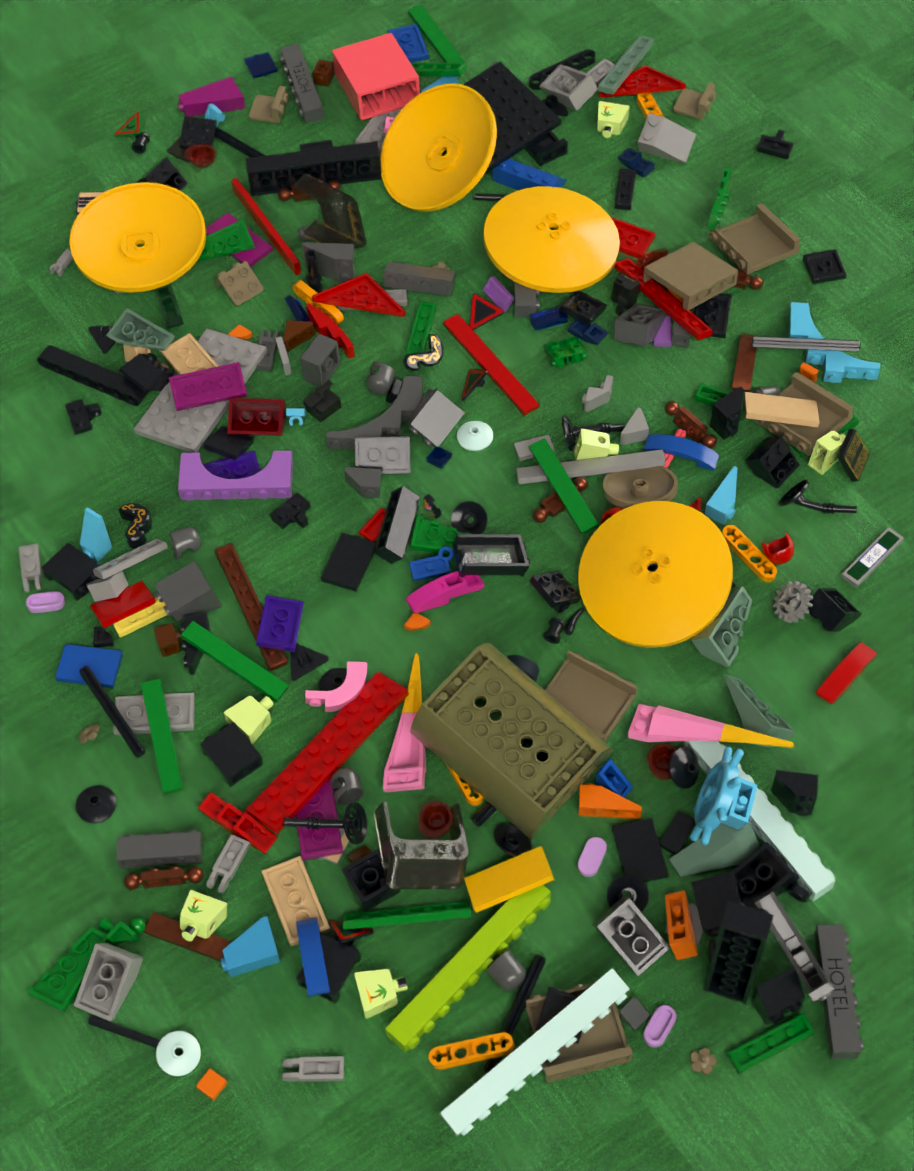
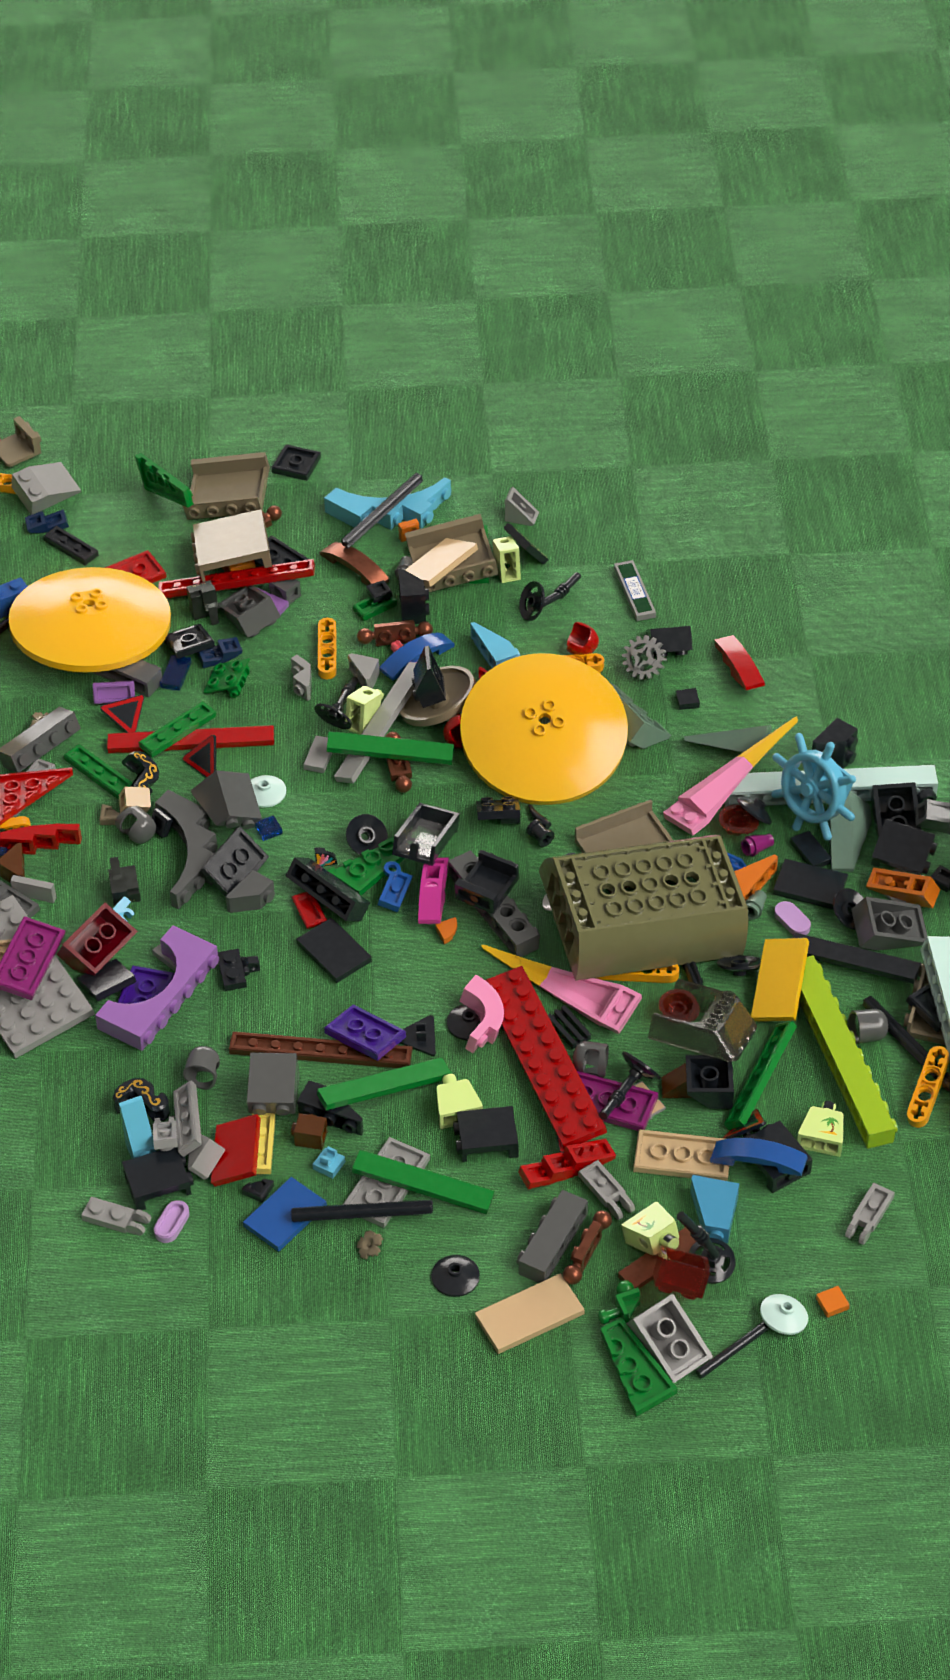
camera: 60 degrees left, 10 degrees down
(85, 871) = (529, 1313): none -> tan tile
(105, 552) = (165, 1134): none -> light grey hinge
(150, 667) = (329, 1162): none -> medium azure tile
(161, 955) = (681, 1272): none -> clear red piece
(199, 968) = (715, 1254): none -> black dish
(320, 360) = (74, 858): dark grey brick -> none
(380, 740) = (567, 1021): none -> black tile
(384, 357) = (107, 815): none -> dark tan tile
(399, 363) = (134, 797): none -> tan panel
(465, 622) = (487, 882): none -> black panel
(478, 598) = (507, 921): none -> dark grey brick
(489, 349) = (177, 729): none -> green tile
(574, 926) = (862, 959): none -> black tile
(585, 820) = (755, 904): none -> sand green cone
(641, 470) = (428, 680): none -> black slope
(642, 391) = (324, 648): none -> light orange beam
(651, 257) = (181, 564): clear red piece -> none
(651, 788) = (756, 843): none -> magenta cone
(724, 389) = (378, 591): none -> black tile
(773, 461) = (482, 599): black slope -> none
(775, 145) = (126, 421): black hinge -> none
(779, 657) = (687, 698): none -> black tile
(893, 430) = (518, 509): none -> light grey slope

